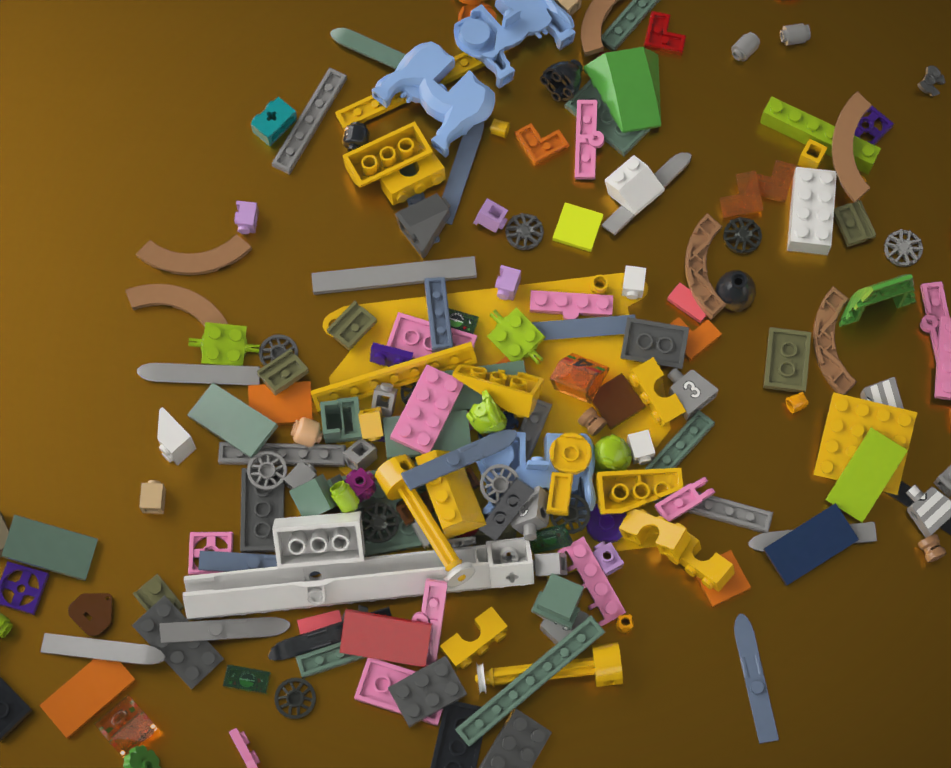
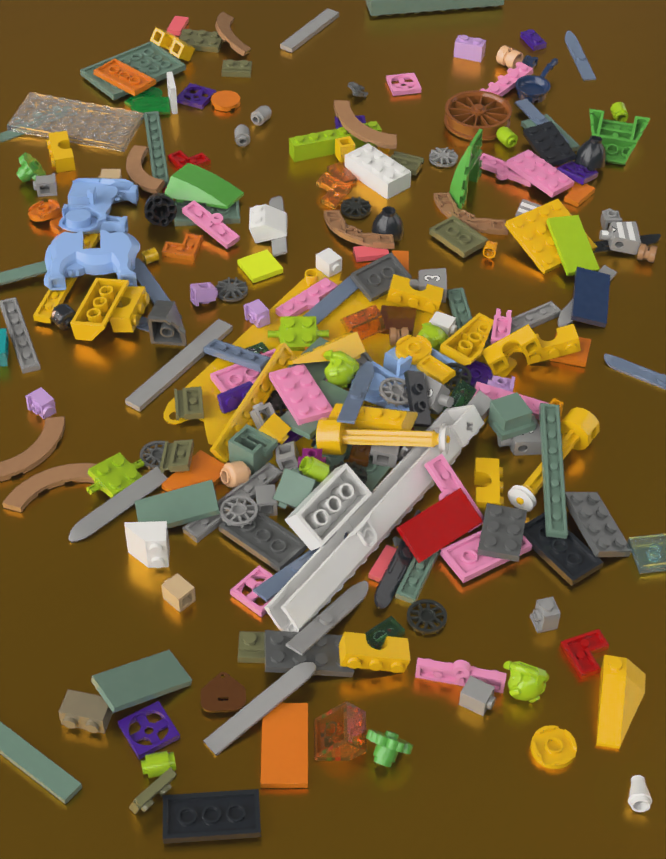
camera: 50 degrees left, 25 degrees down
(227, 707) = (357, 653): none -> yellow arch

